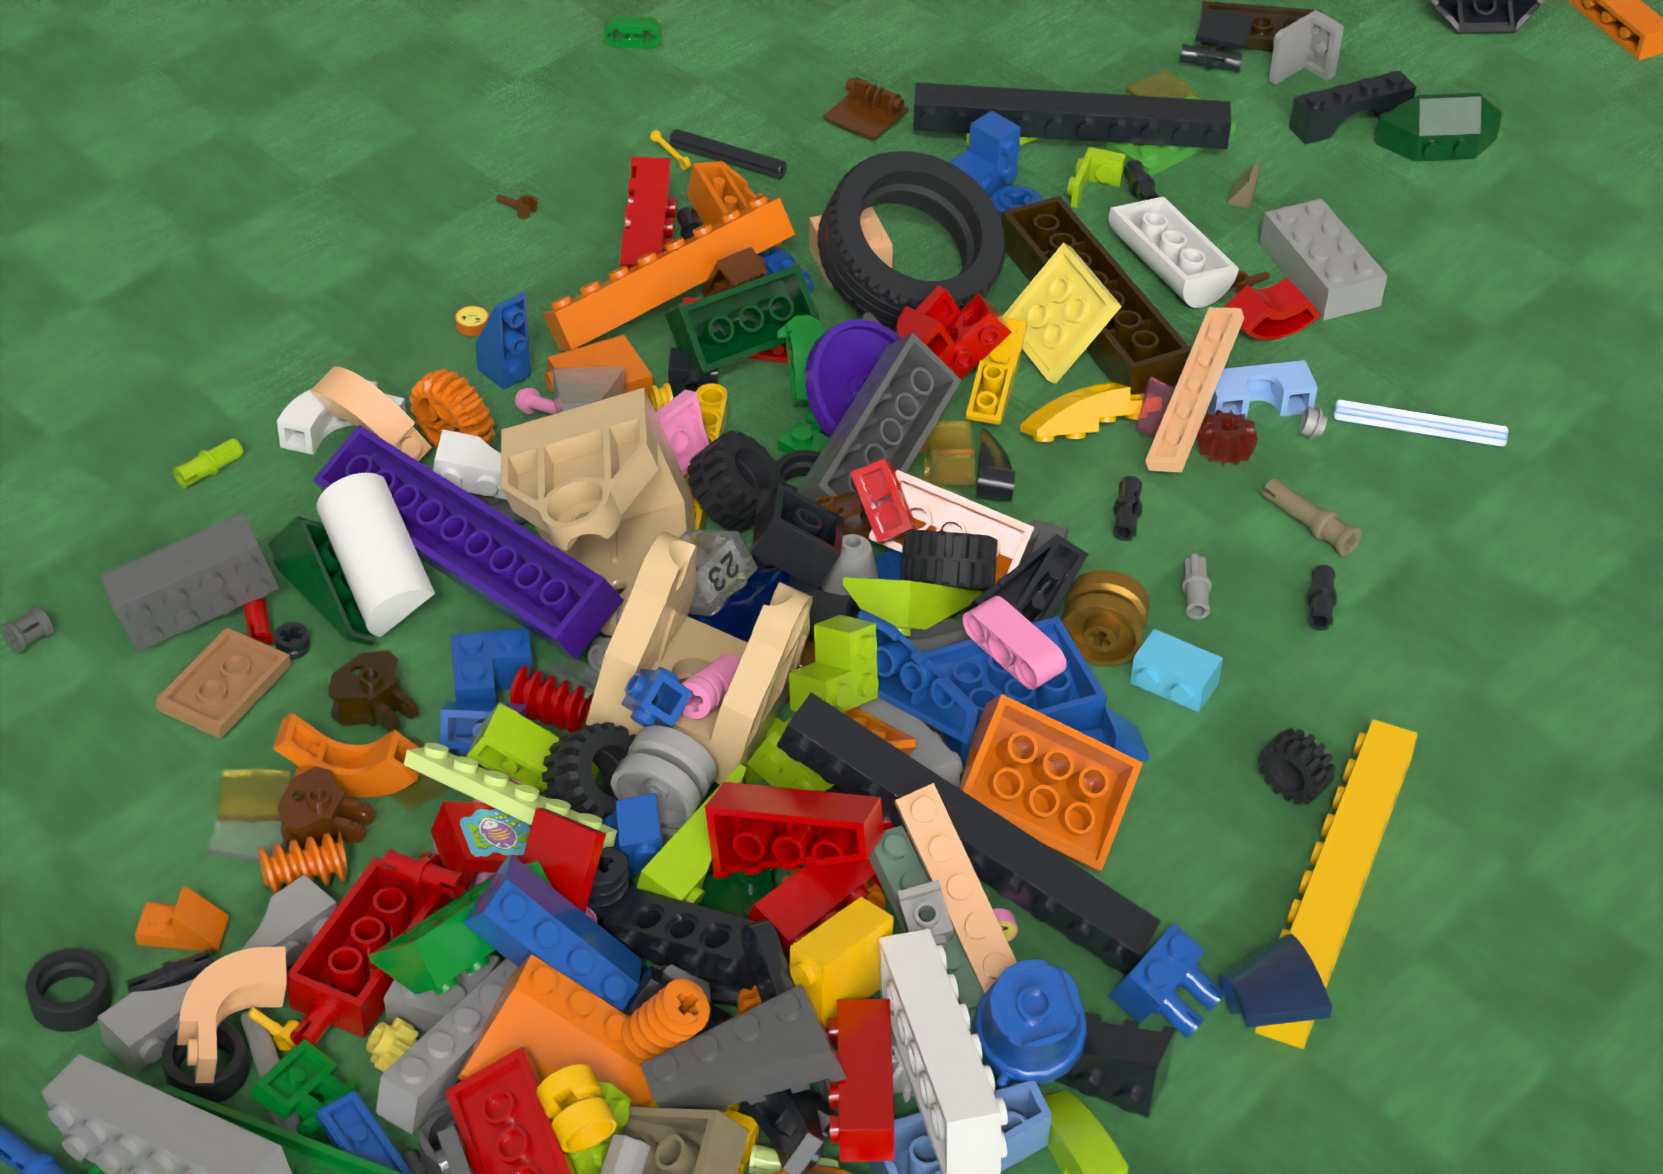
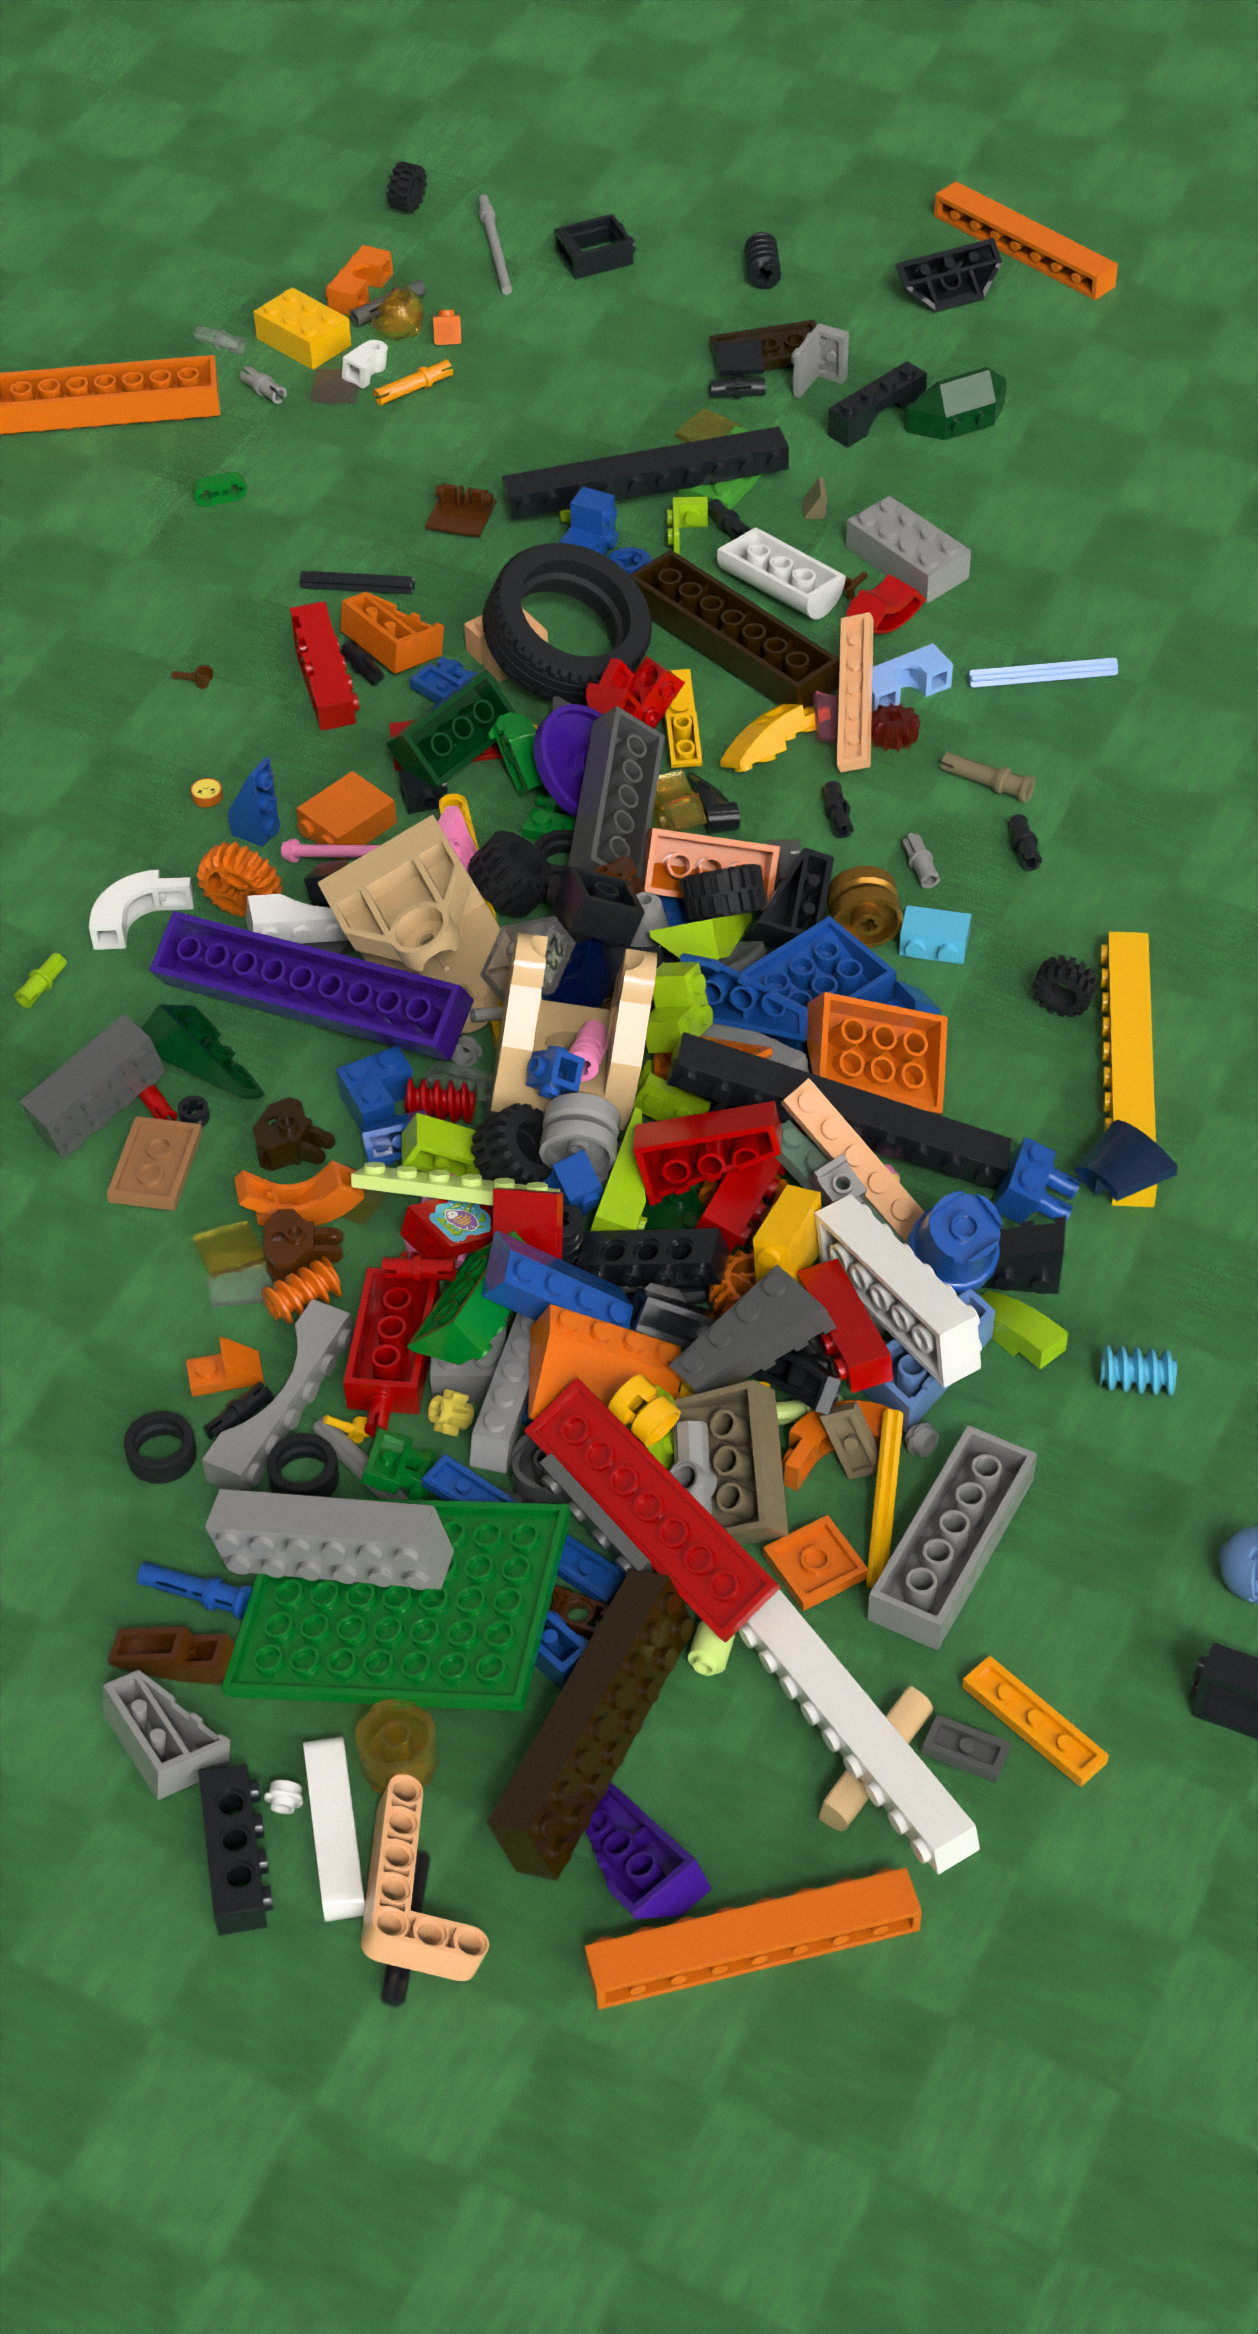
camera: 15 degrees left, 5 degrees up
(227, 985) = (306, 1398): light nougat arch -> none
(363, 404) = (166, 892): light nougat arch -> none
(374, 550) = (236, 1016): white brick -> none
(586, 385) = (350, 831): light grey slope -> none
(660, 396) = (406, 818): yellow bush -> none
(666, 274) = (365, 706): orange brick -> none
(666, 1020) = (676, 1325): orange piece -> none
(684, 162) = (286, 582): yellow hinge -> none
(735, 271) = (425, 693): reddish brown brick -> none
(766, 959) = (731, 1253): black beam -> none
(883, 500) = (654, 857): brick -> none
(1014, 642) = (807, 947): bright pink beam -> none
(1063, 312) = (719, 652): light yellow plate -> none
(1312, 423) = (957, 695): light grey plate -> none

